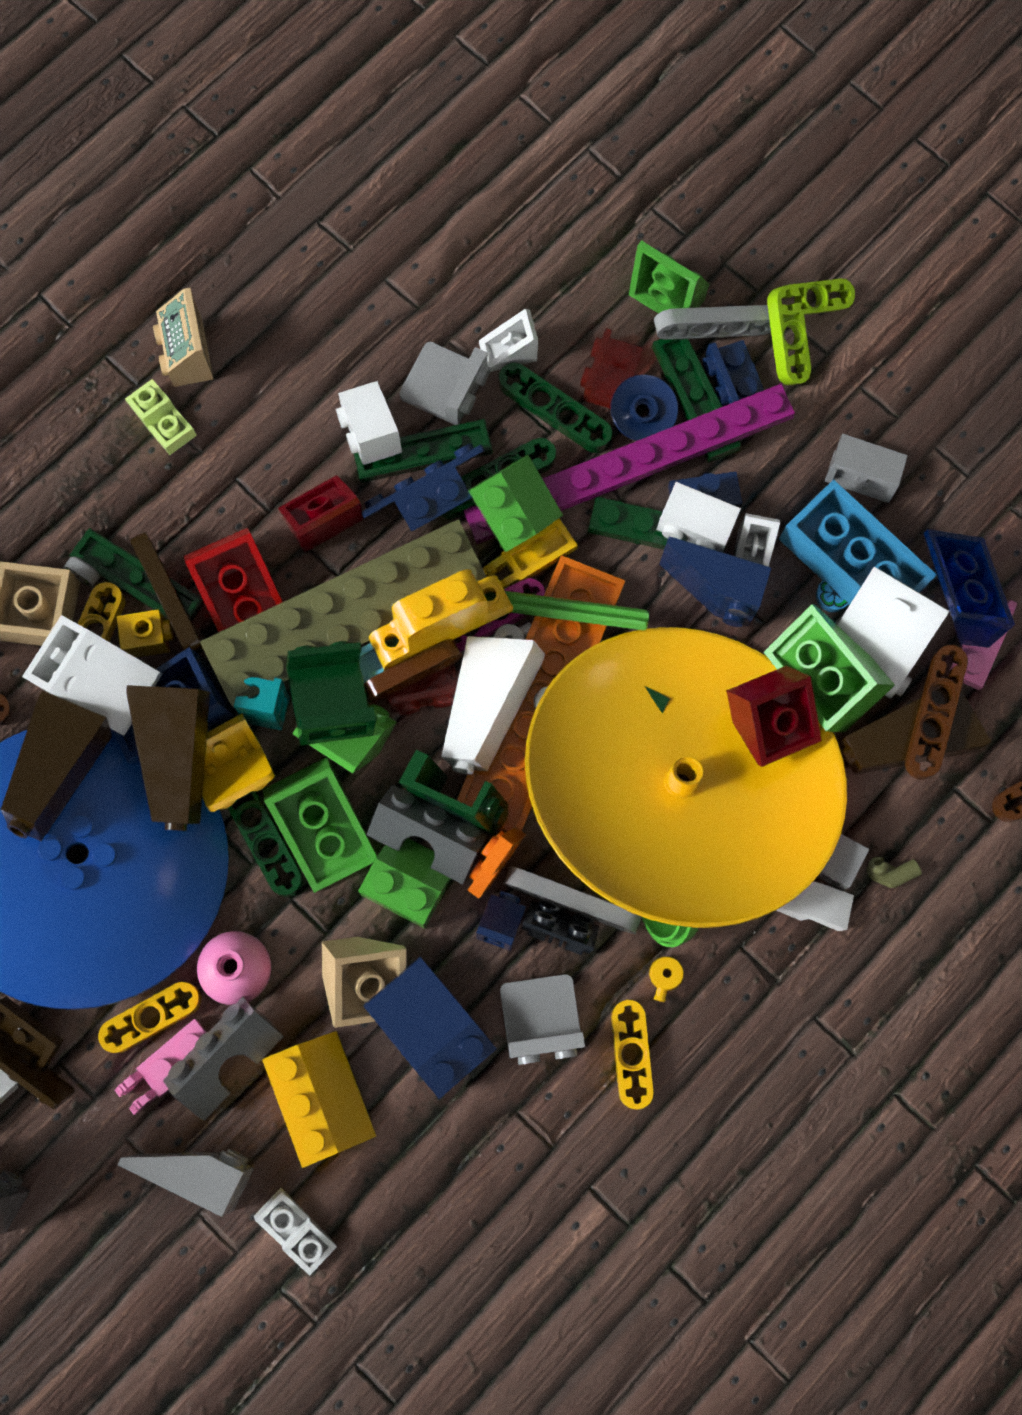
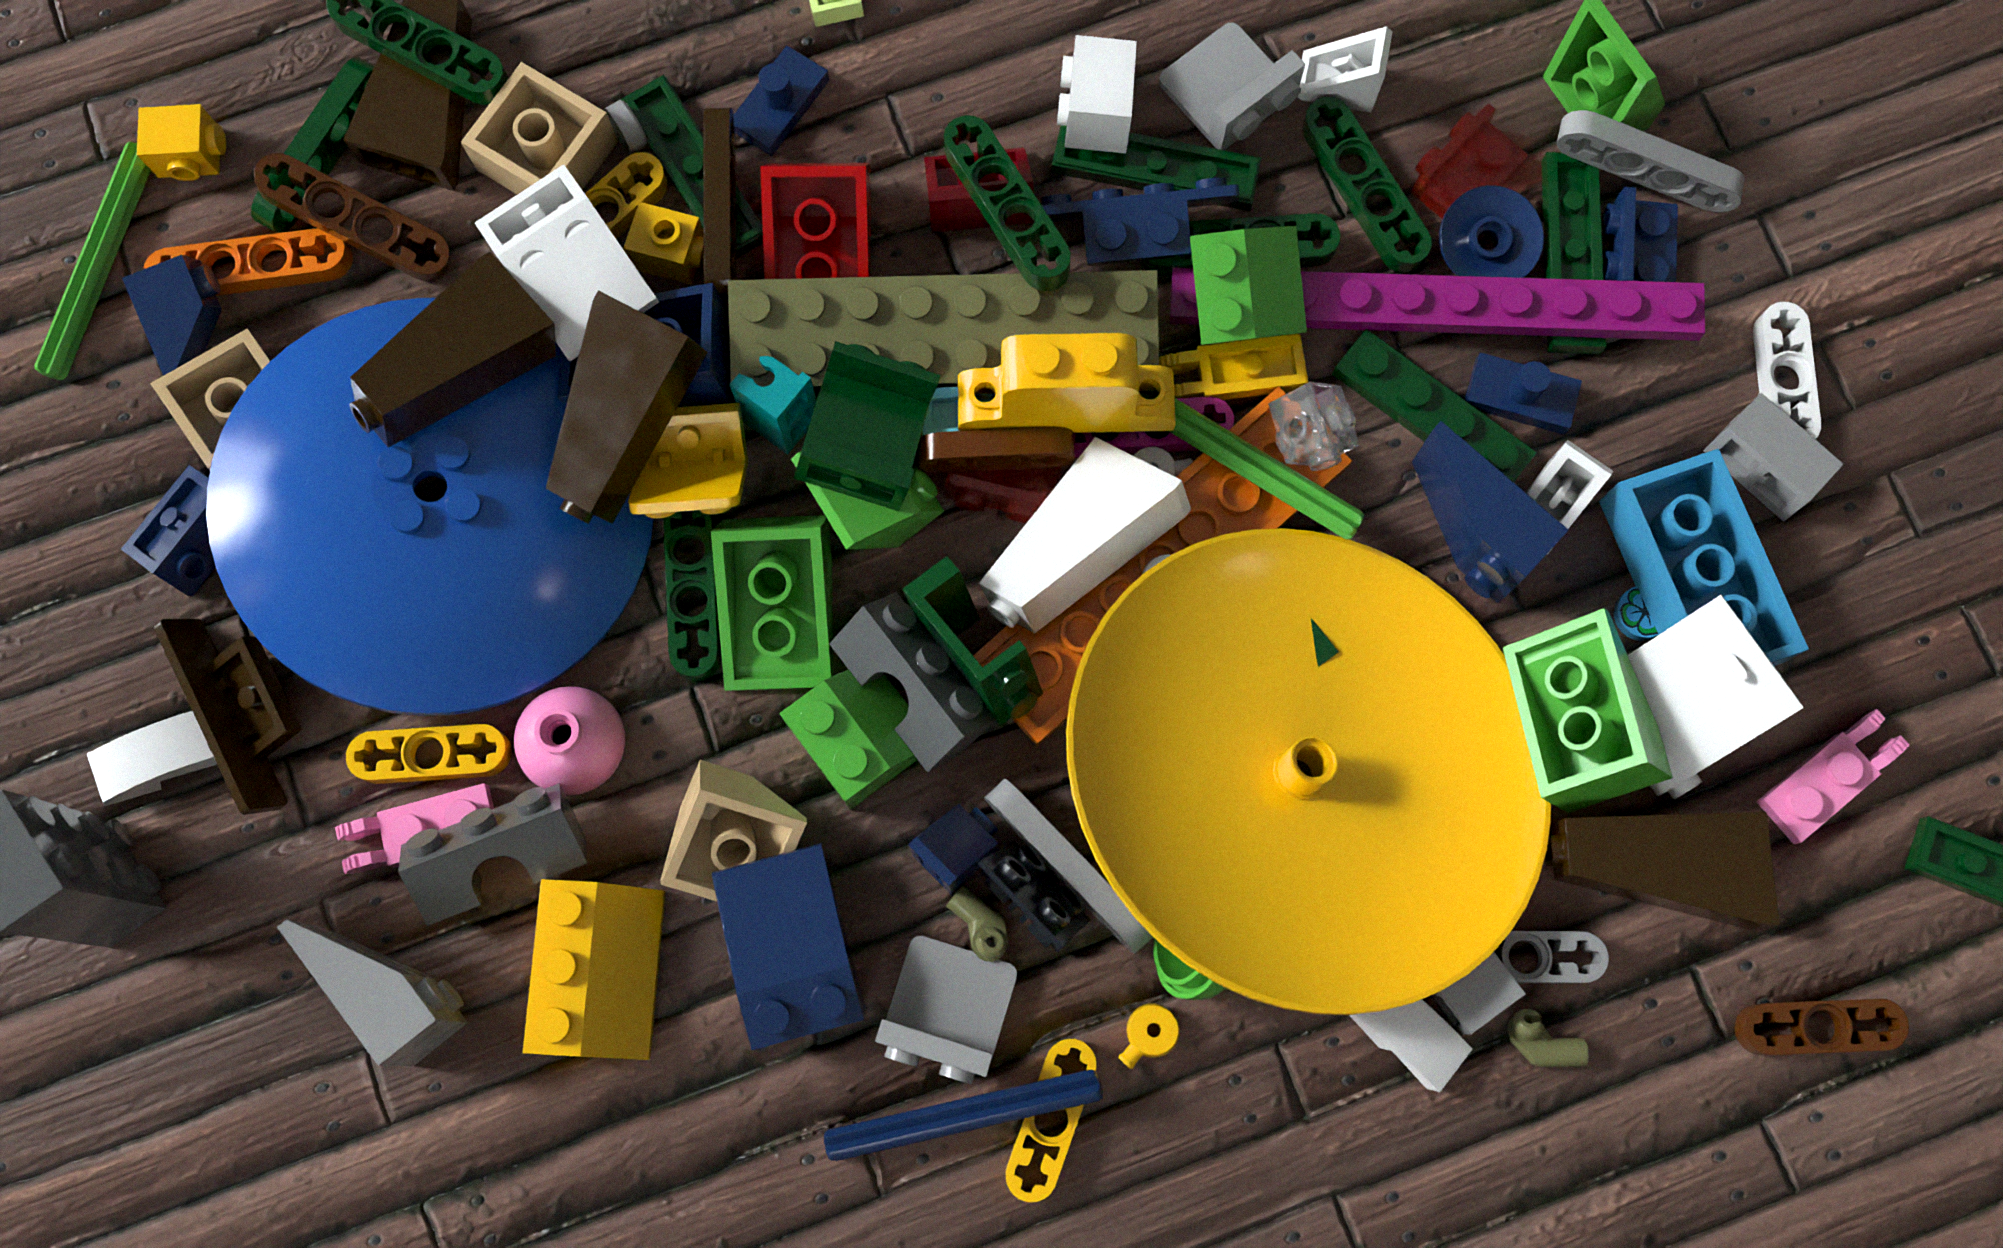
camera: 30 degrees right, 0 degrees up
(170, 512) = (779, 100): none -> dark blue tile
(295, 1231) = (478, 1134): white slope -> none
(346, 520) = (1012, 199): none -> dark green beam
(497, 854) = (991, 753): orange plate -> none
(538, 958) = (984, 924): none -> olive arm
(580, 1077) = (963, 1115): none -> dark blue axle
(595, 571) = (1314, 425): none -> clear brick
(697, 518) = (1496, 416): white brick -> none
(775, 714) = (1478, 740): dark red slope -> none
(793, 317) = (1765, 201): lime beam -> none
(849, 391) = (1797, 355): none -> white beam
(876, 809) = (1563, 942): none -> light grey beam
(940, 713) = (1721, 848): reddish brown beam -> none
(970, 587) = (1850, 689): clear blue slope -> none

